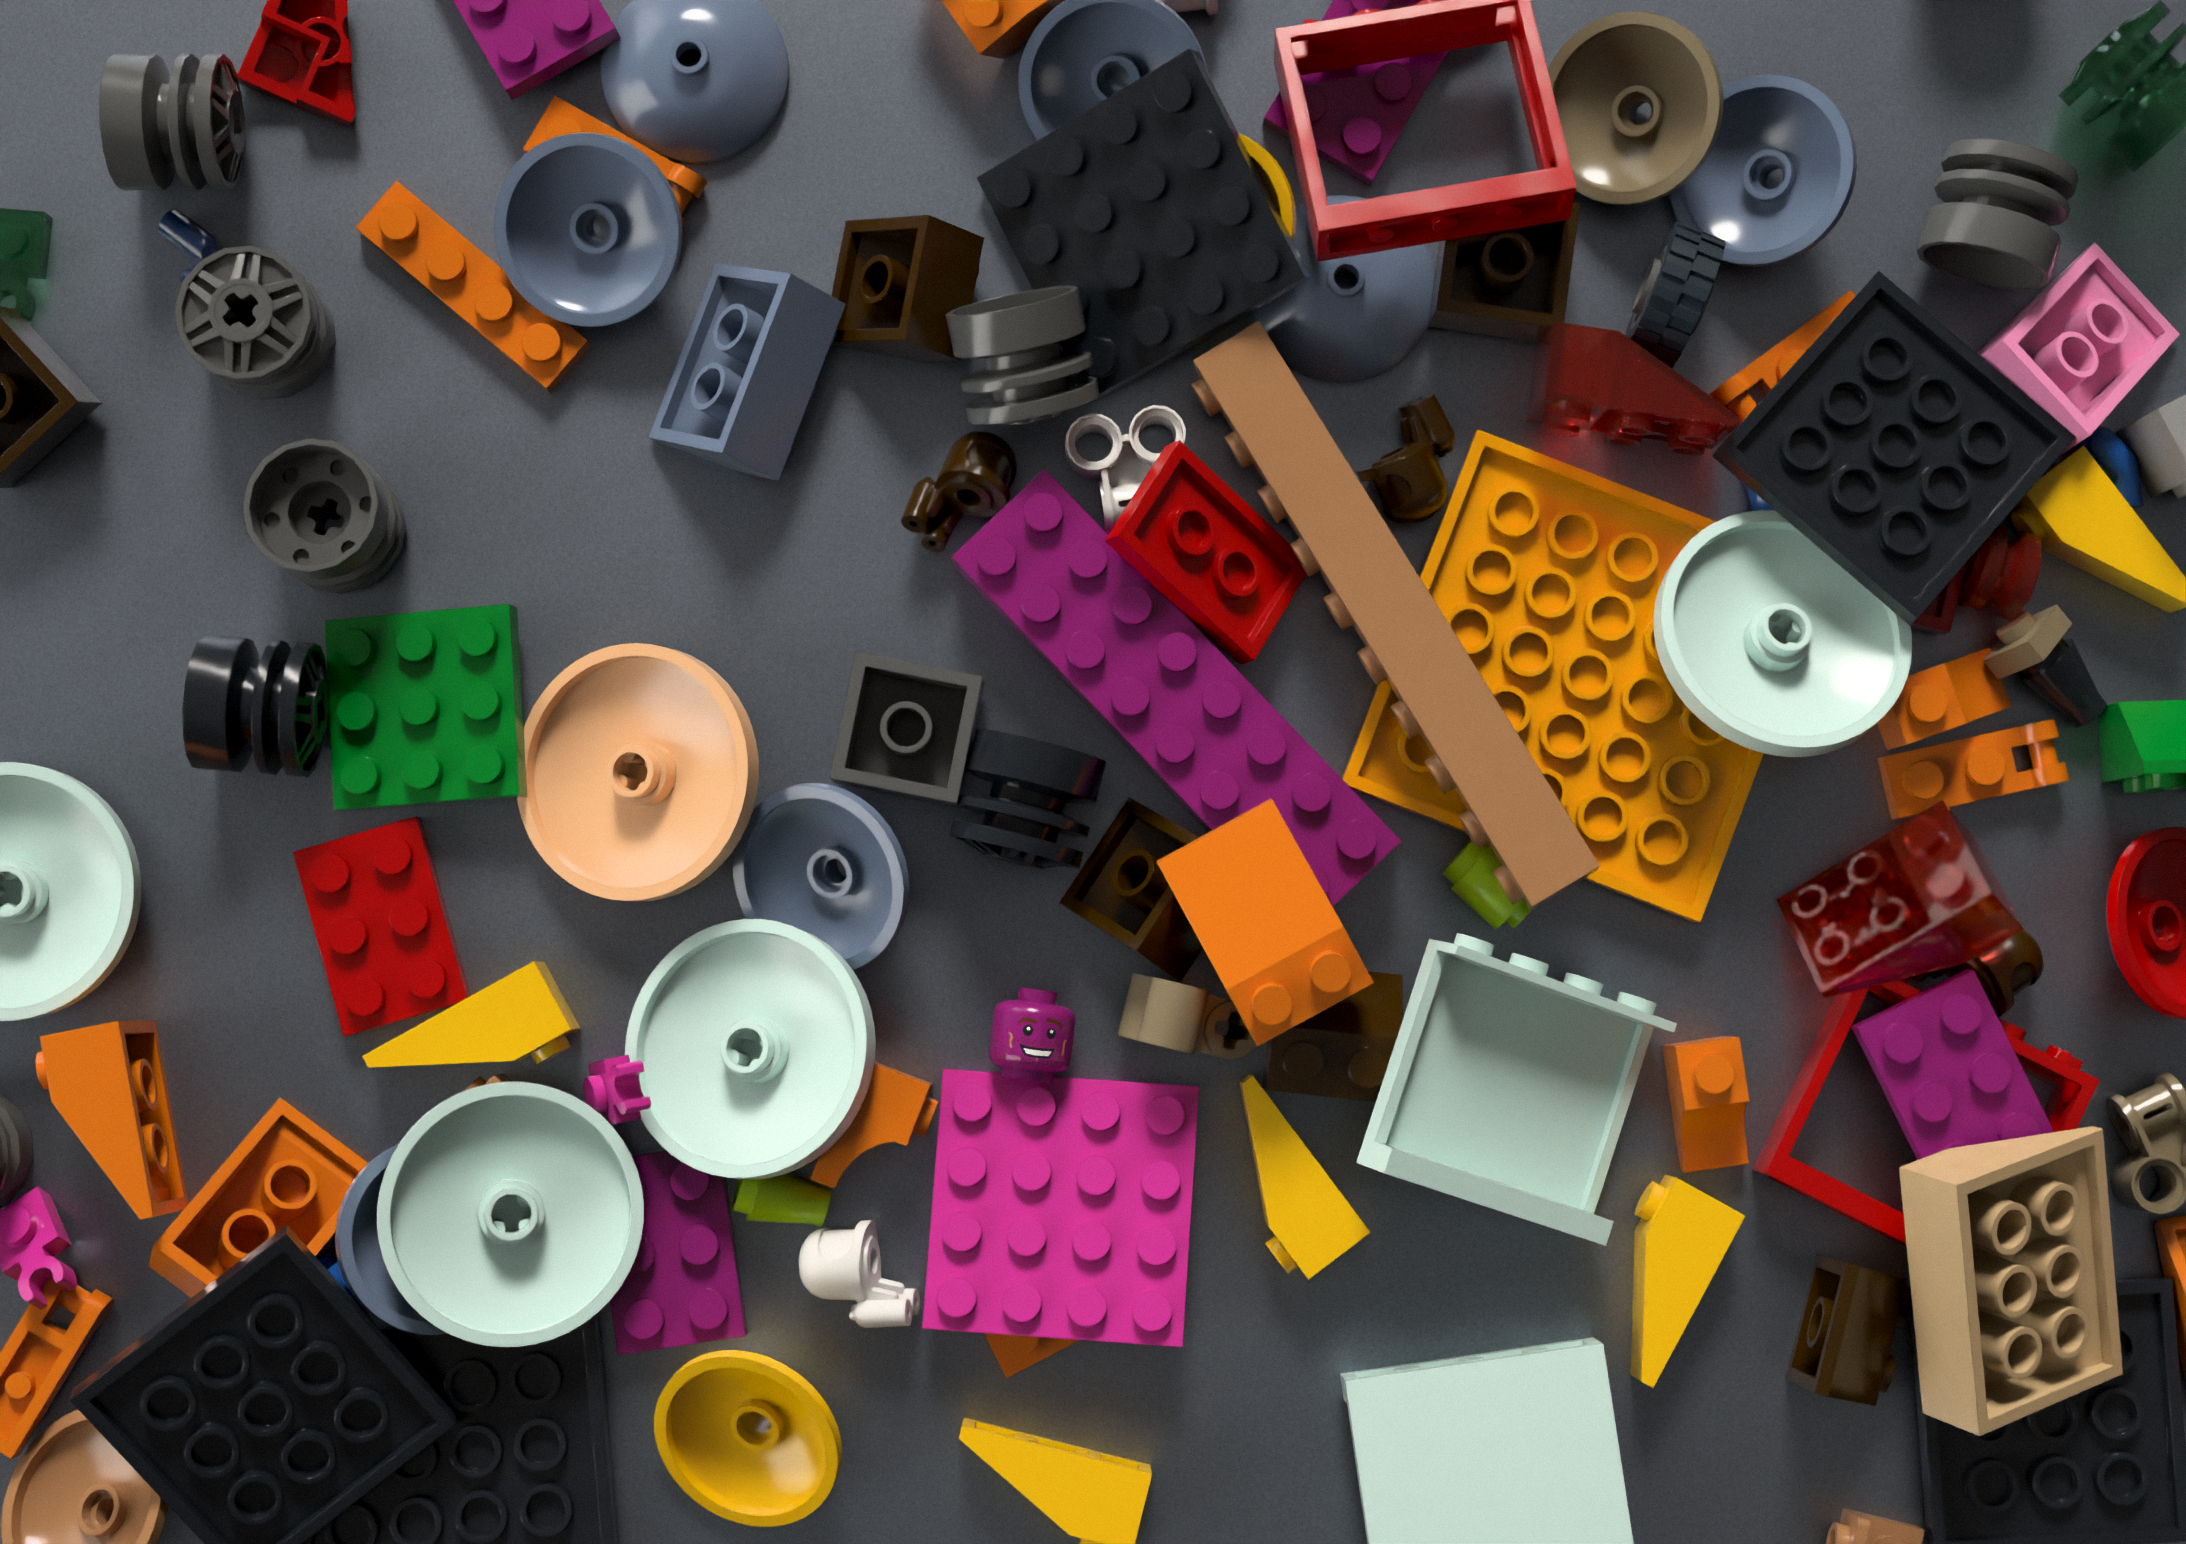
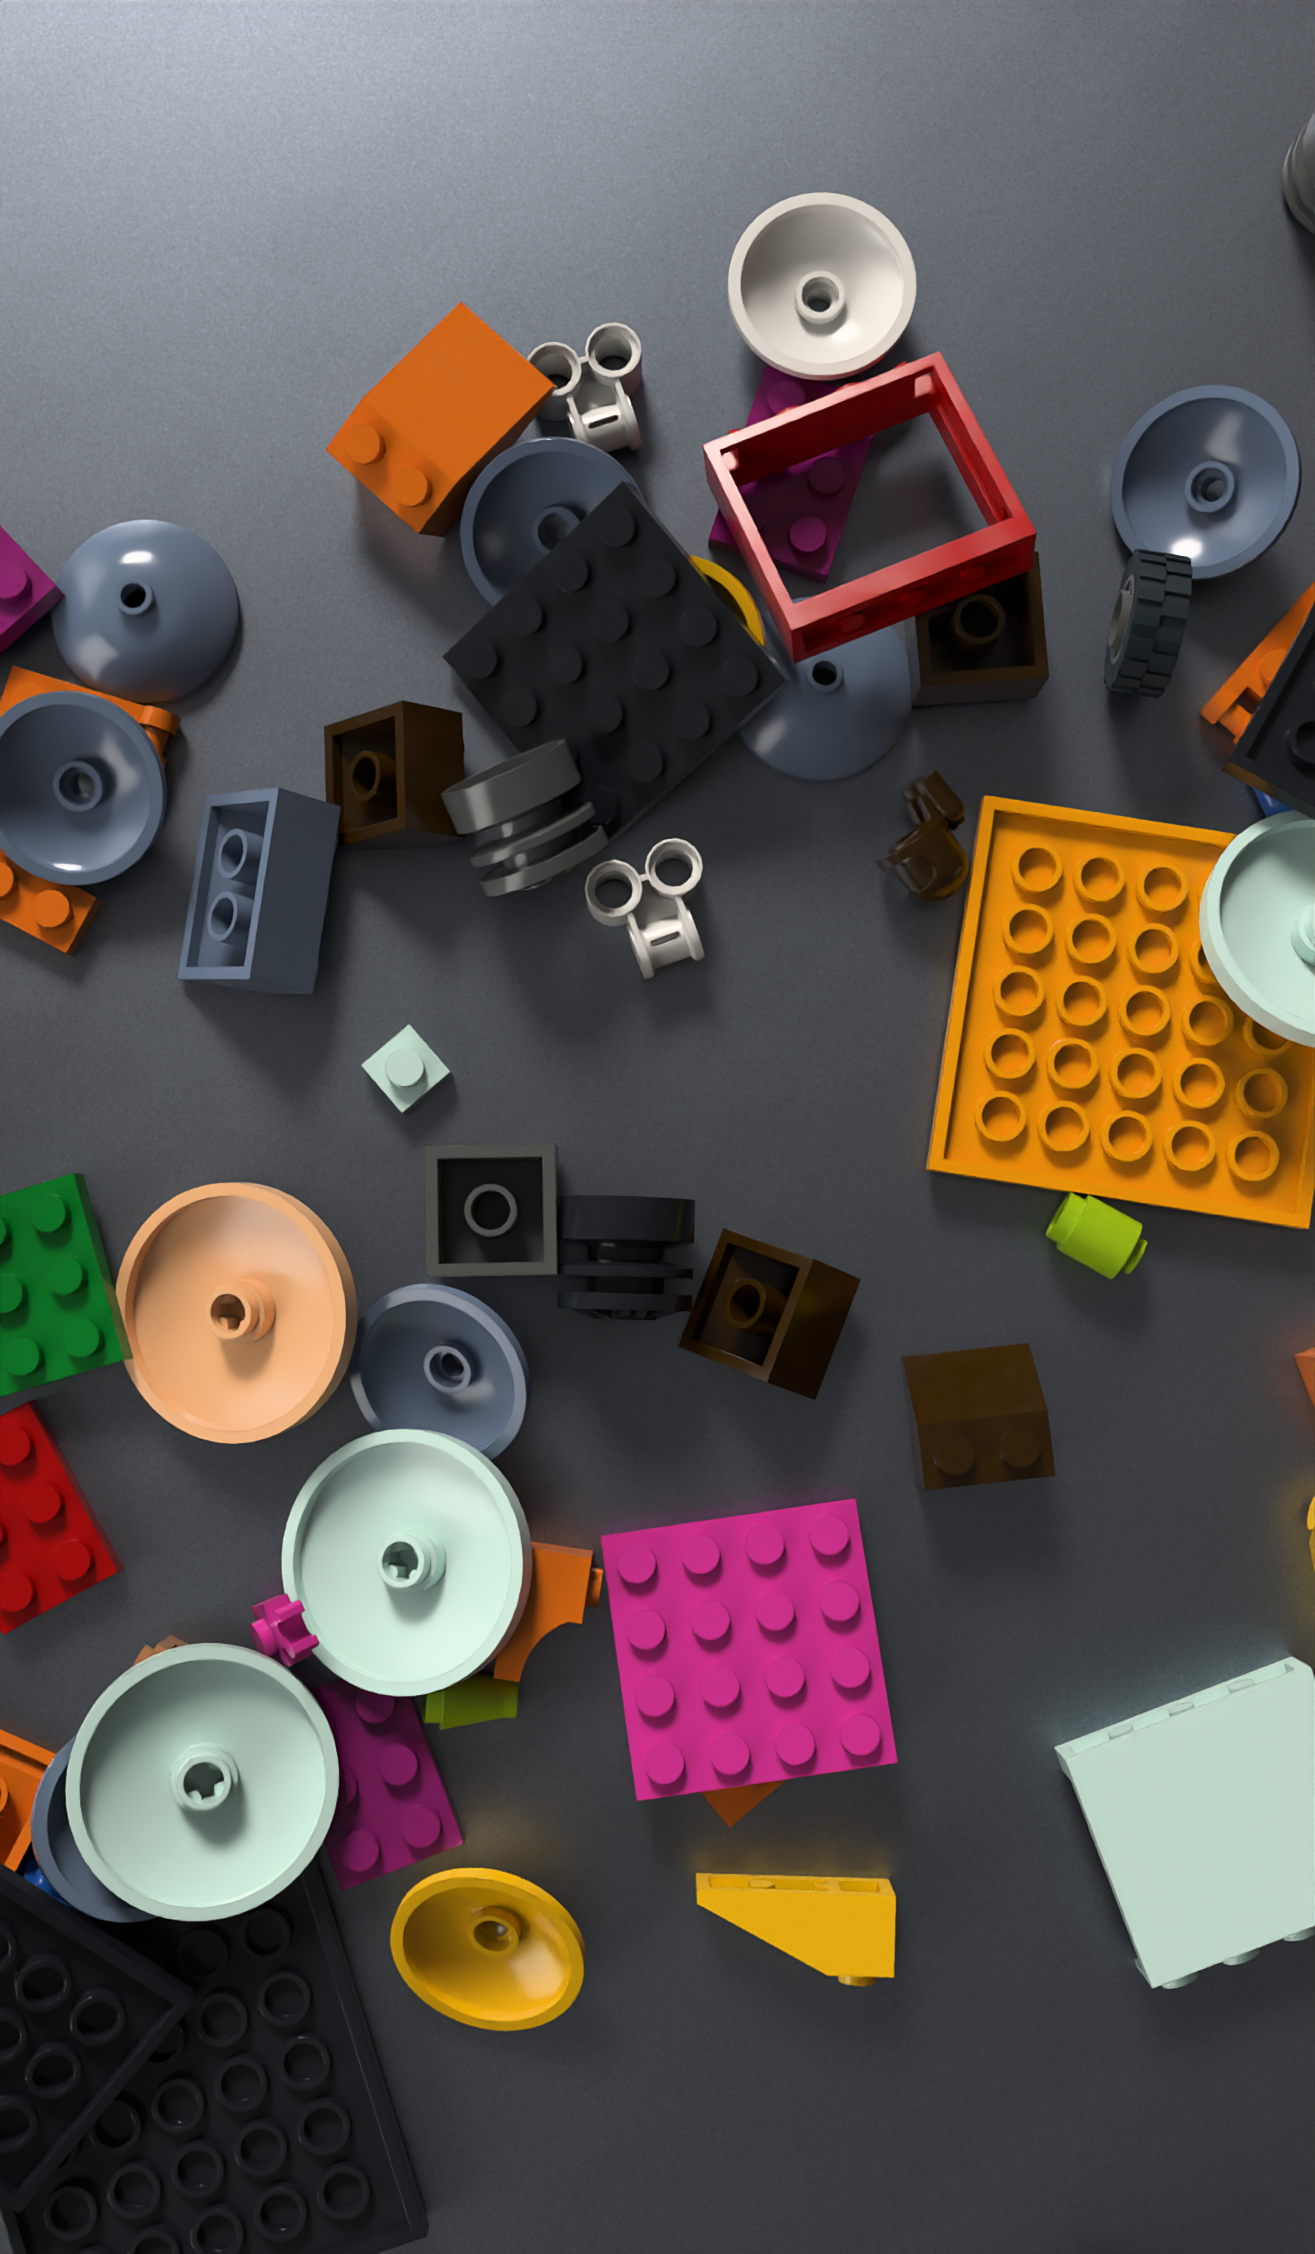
camera: 10 degrees left, 0 degrees up
(500, 1023) = (151, 1592): yellow slope -> none
(848, 1267) = (550, 1754): white piece -> none
(853, 574) = (406, 1069): none -> light aqua plate
(970, 483) = (500, 955): dark brown piece -> none
(1032, 1036) = (681, 1486): magenta head -> none
(1163, 682) = (749, 1125): magenta brick -> none
(1182, 1018) = (826, 1437): dark tan piece -> none
(1208, 552) = (750, 972): red plate -> none
(1264, 922) = (889, 1327): orange slope -> none
(1297, 1196) = (978, 1589): yellow slope -> none
(1395, 618) = (948, 998): medium nougat brick -> none
(1509, 1086) = (1160, 1435): light aqua panel -> none
(1602, 82) = (1064, 403): dark tan dish -> none
(1618, 388) = (1116, 726): clear red slope -> none

